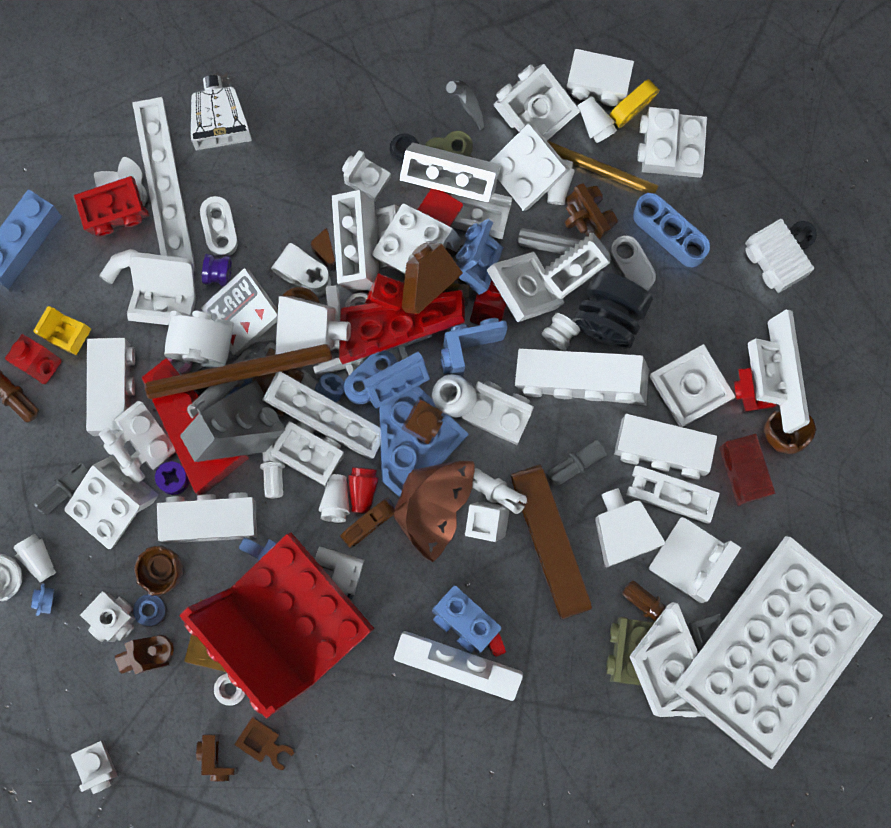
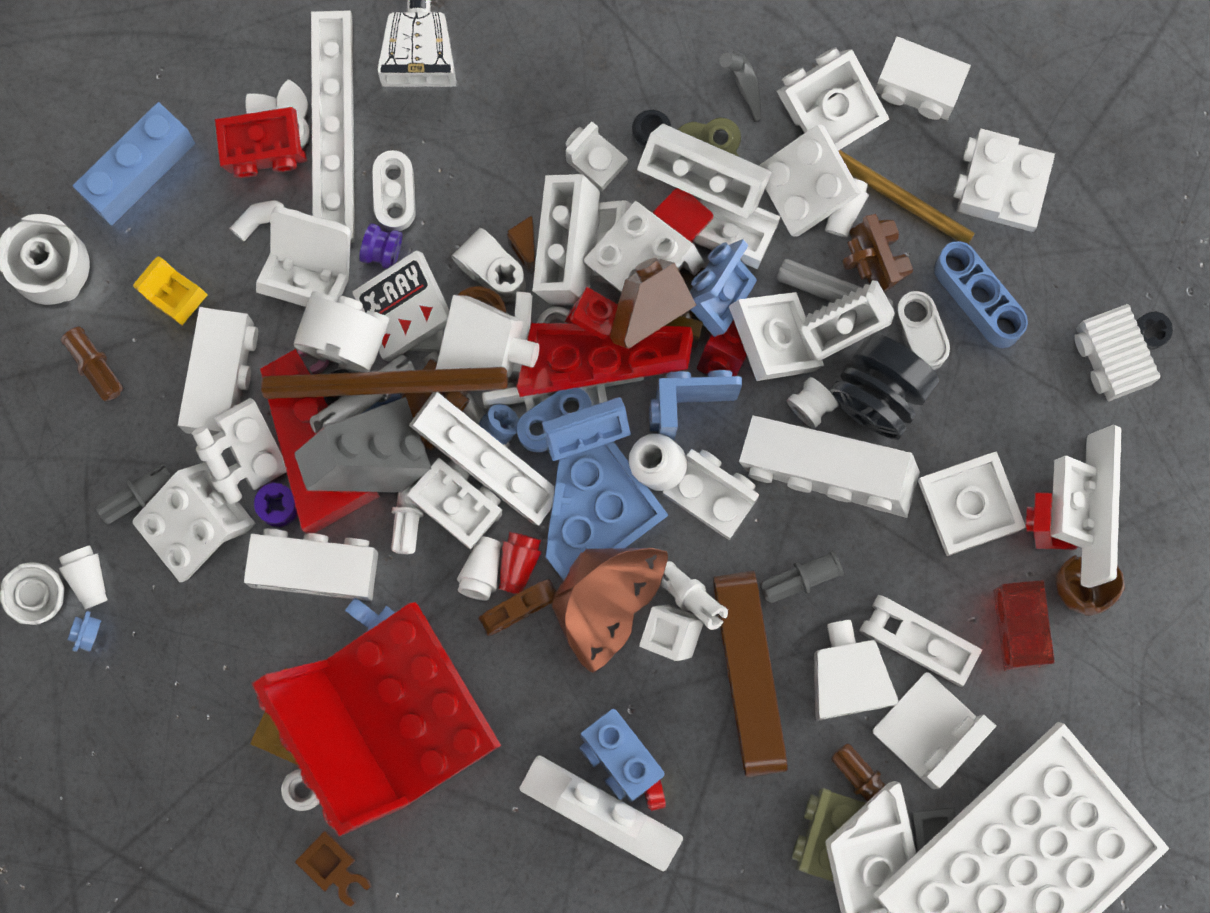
camera: 15 degrees right, 0 degrees up
(33, 359) = (127, 321): red bracket -> none
(94, 767) = (112, 858): white bracket -> none
(98, 616) = (154, 660): white brick -> none
(145, 654) = (201, 726): reddish brown hips -> none
(156, 617) = (228, 676): medium blue plate -> none
(158, 570) = (238, 620): reddish brown hair -> none
(208, 753) = (260, 867): reddish brown bracket -> none
(346, 569) = (478, 664): white piece -> none
(423, 421) = (611, 489): reddish brown brick -> none
(596, 119) = (908, 134): white cone -> none
(634, 103) = (962, 120): yellow beam -> none
(665, 446) = (922, 576): white brick -> none

